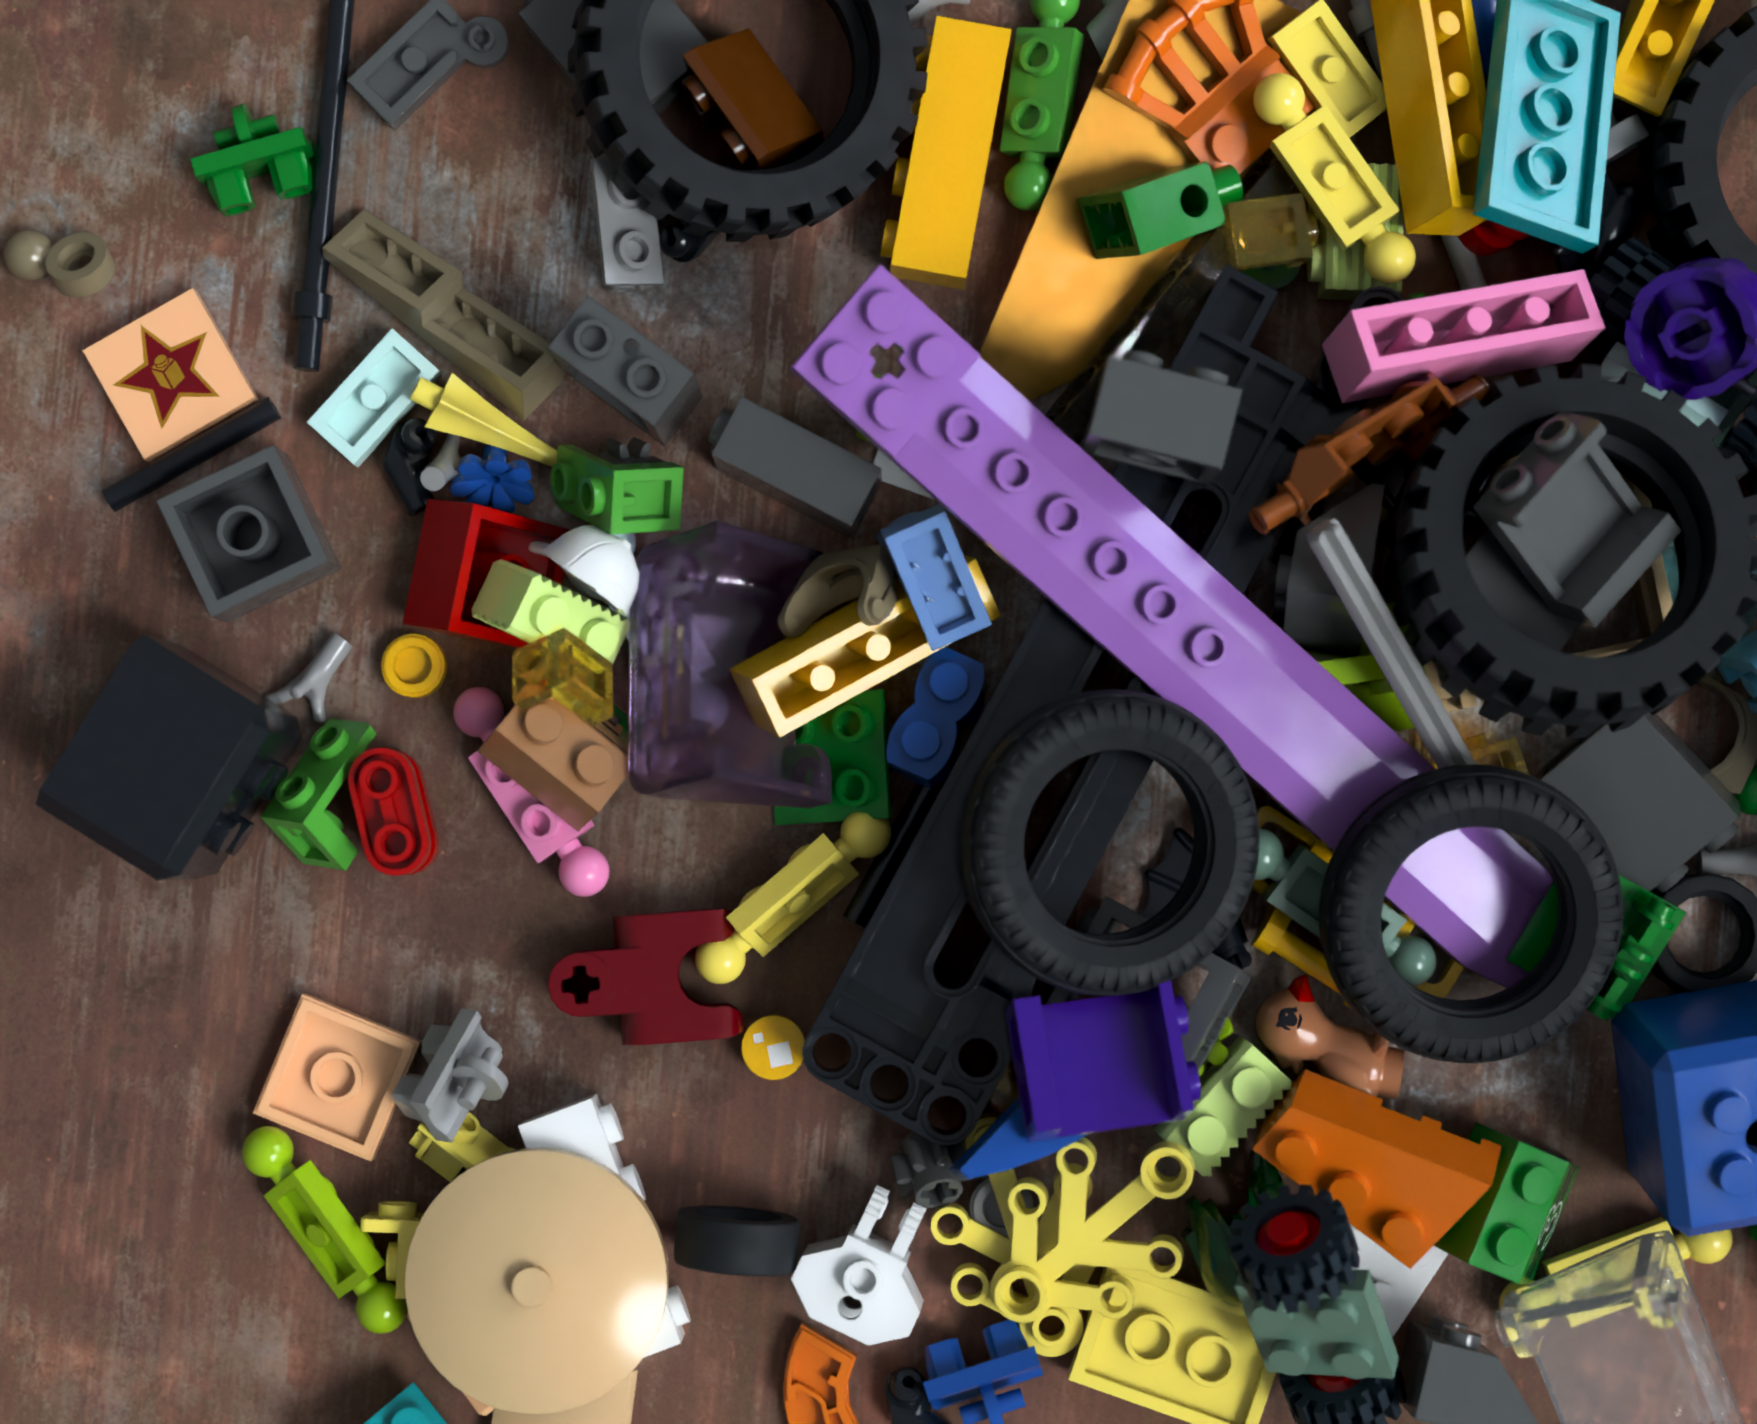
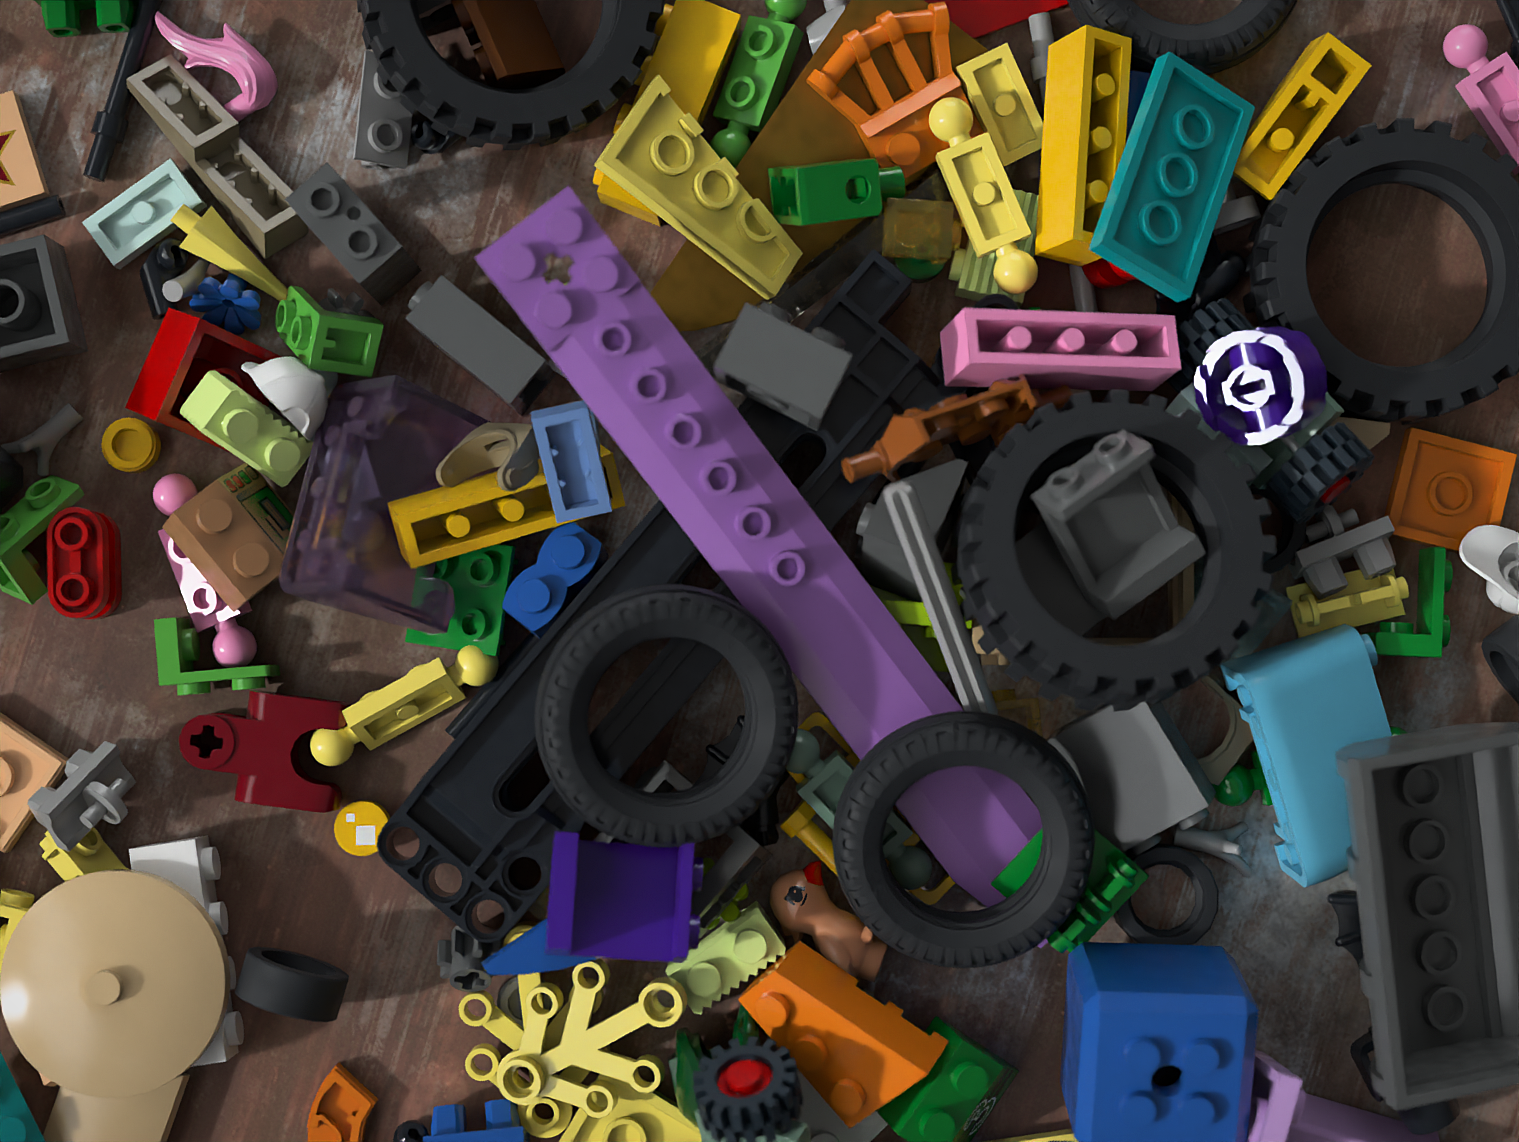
camera: 10 degrees right, 0 degrees up
(432, 195) = (232, 55): none -> bright pink piece
(522, 884) = (177, 649): none -> bright green bracket
(568, 672) = (245, 477): clear yellow bracket -> none
(867, 1271) = (397, 1033): white hinge -> none
(987, 231) = (683, 181): none -> light yellow wing

